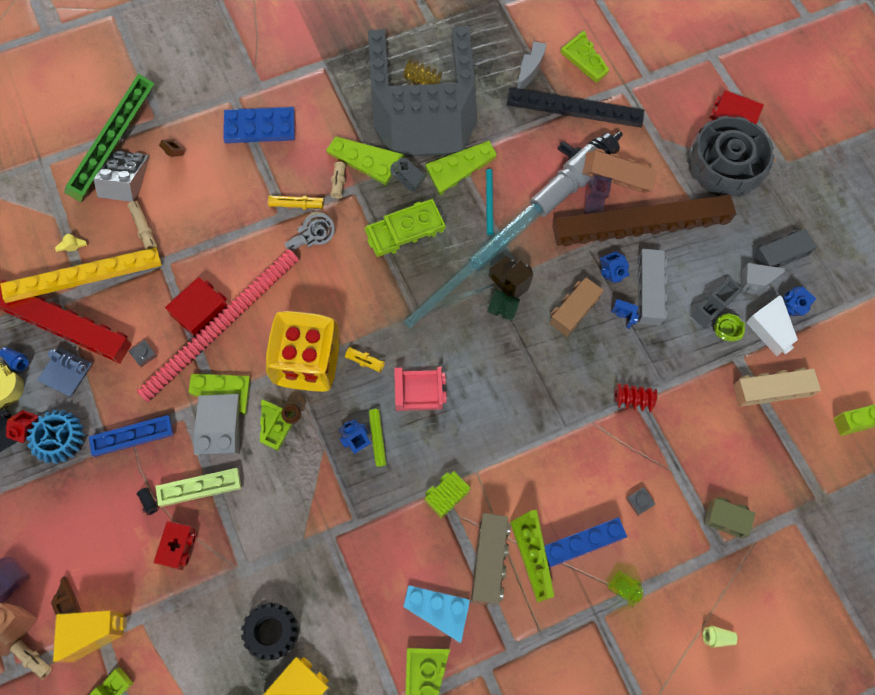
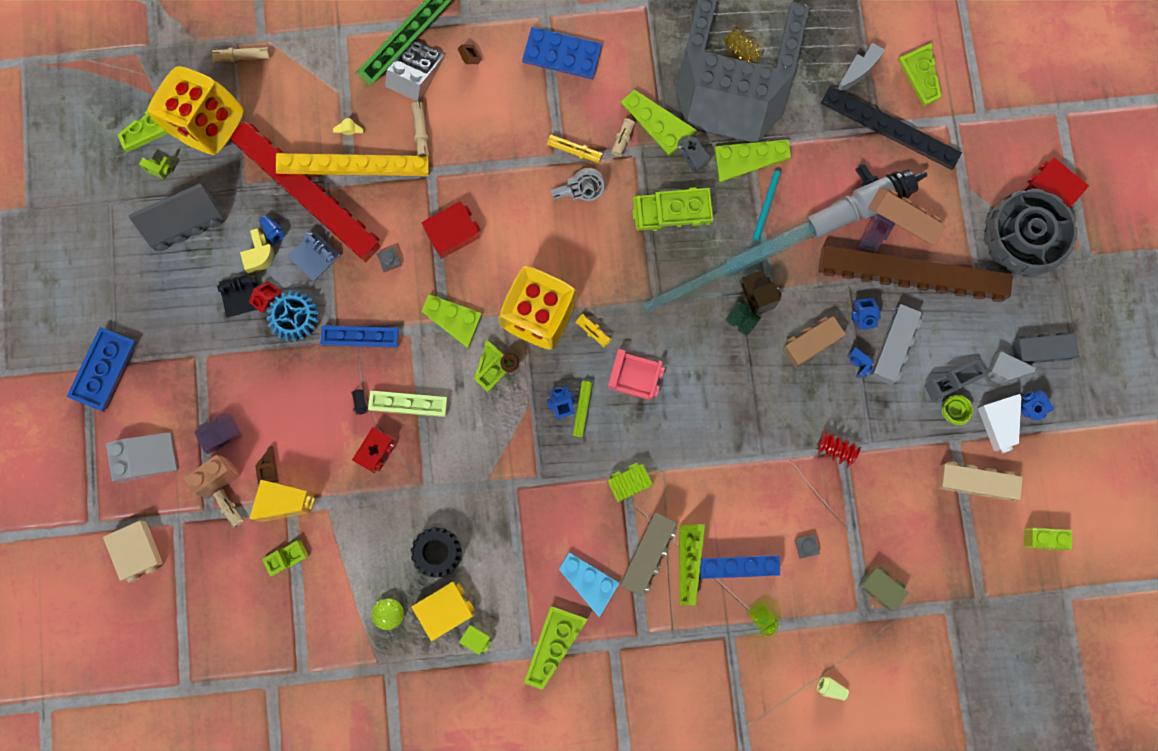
camera: 20 degrees right, 10 degrees up
(217, 425) = (439, 351): light grey slope -> none
(218, 325) = (467, 253): coral piece -> none

